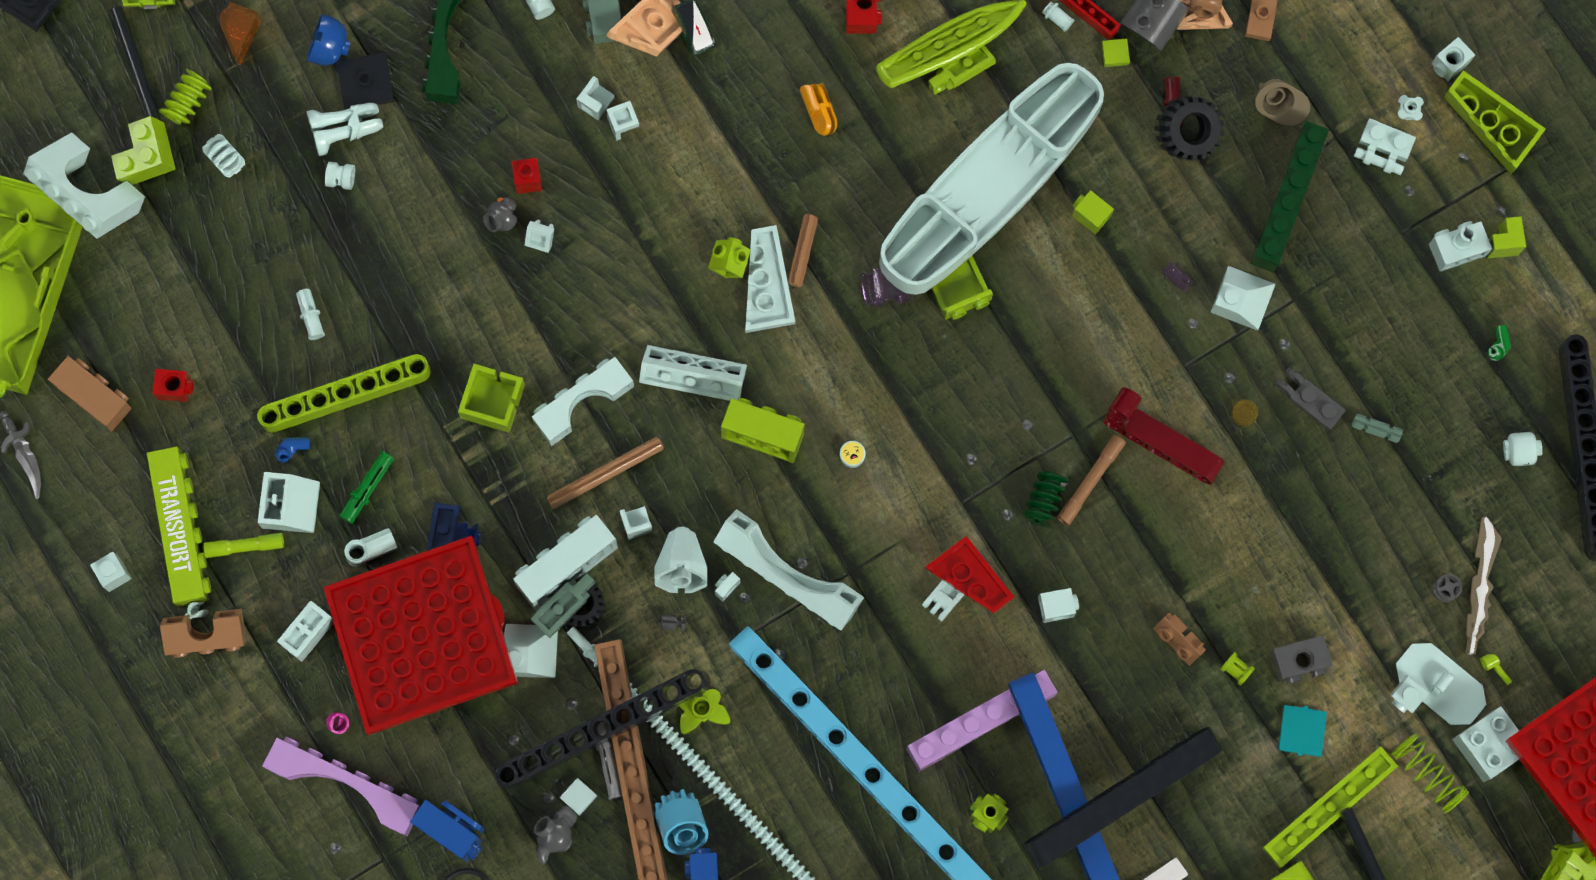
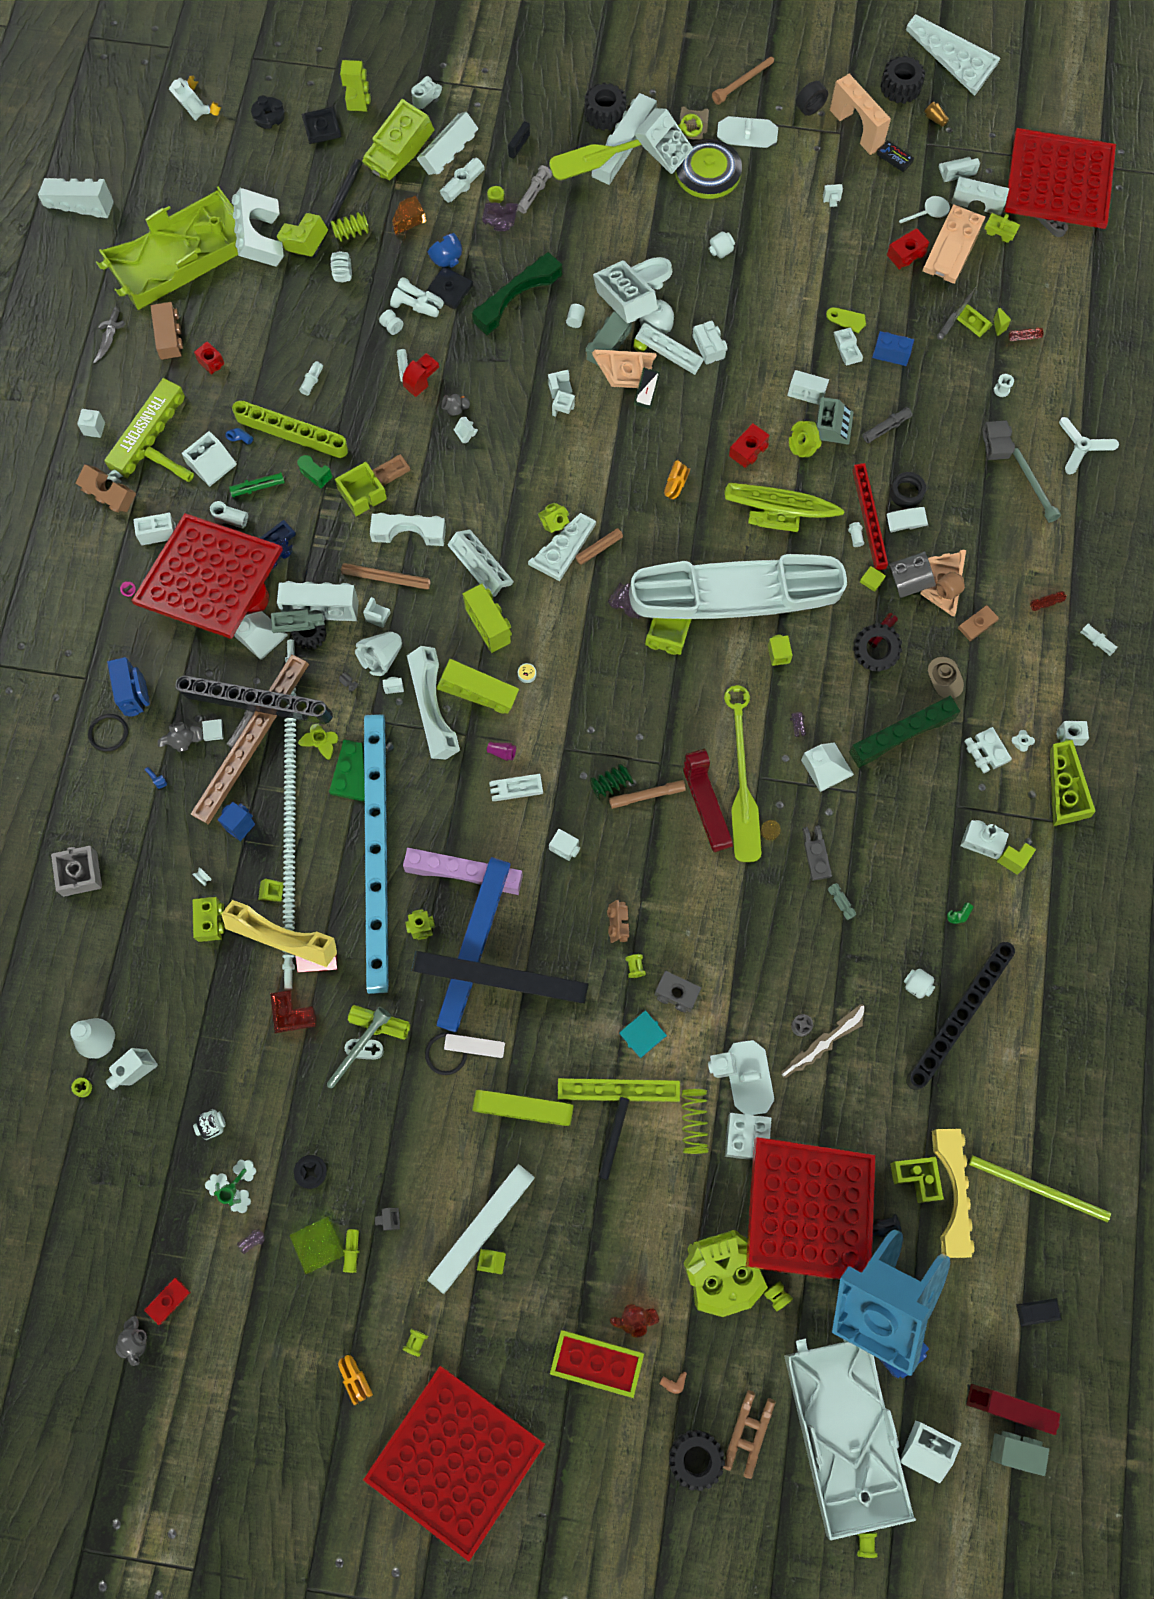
camera: 45 degrees right, 5 degrees down
(294, 763) = (87, 590): lavender arch -> none
(399, 215) = (402, 362): none -> light aqua axle
(416, 421) = (313, 472): none -> green leg
(431, 211) = (417, 372): none -> red brick
(500, 347) = (391, 470): none -> medium nougat plate
(526, 175) = (486, 394): red brick -> none
(681, 823) = (247, 784): medium azure gear -> none
(766, 717) = (349, 772): none -> green wing
(818, 514) = (477, 687): none -> lime wedge
(904, 559) = (502, 750): none -> magenta cone
(971, 575) = (529, 787): red wing -> none
(1200, 413) = (744, 809): none -> lime piece
(1492, 661) = (791, 1090): lime hand -> none

